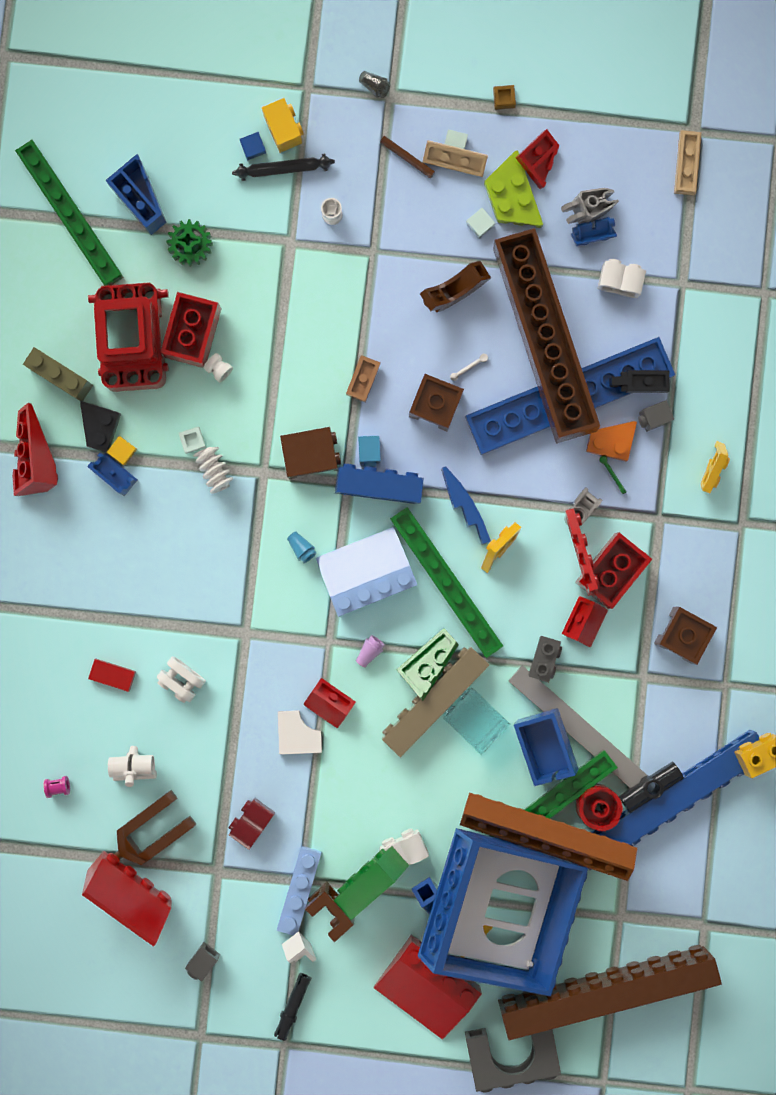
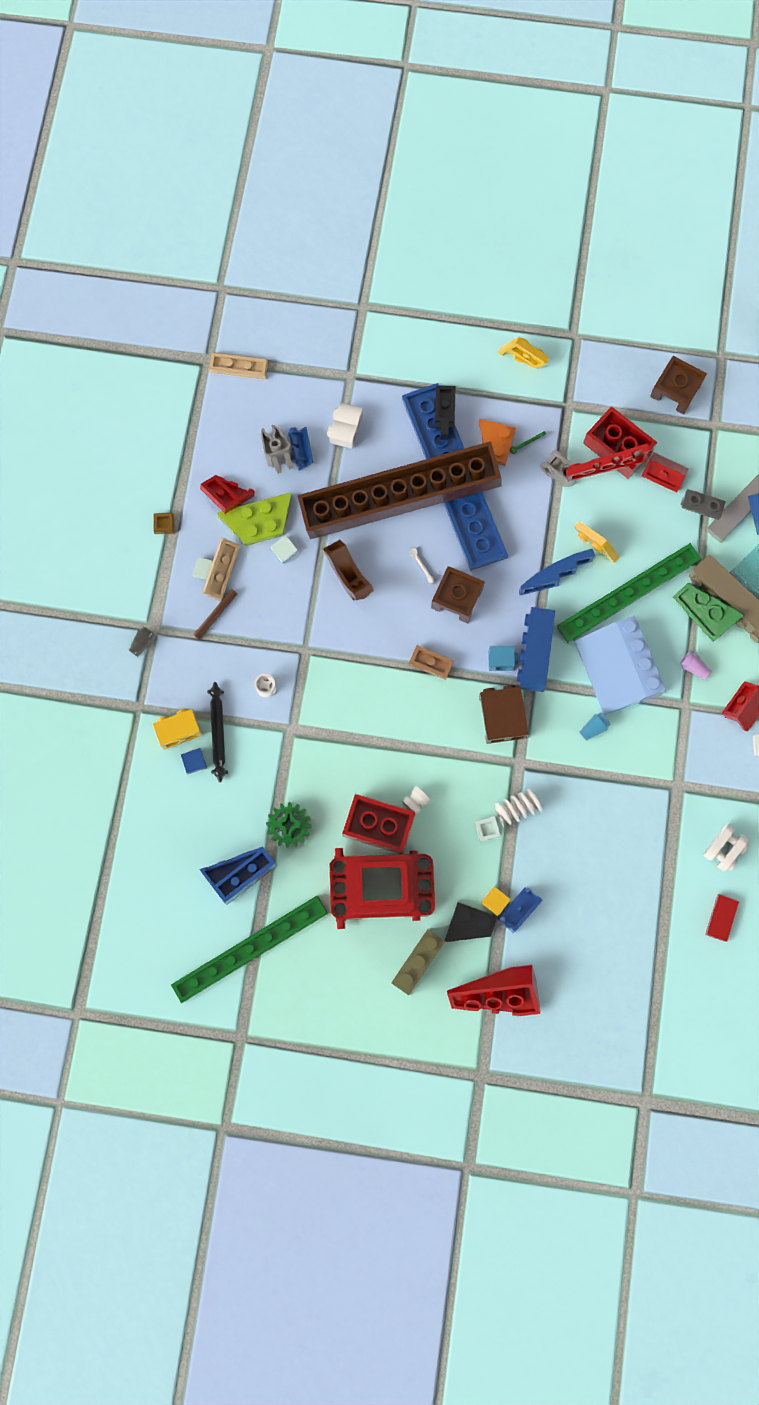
camera: 85 degrees left, 10 degrees down
(655, 416) = (475, 401): dark grey brick -> none

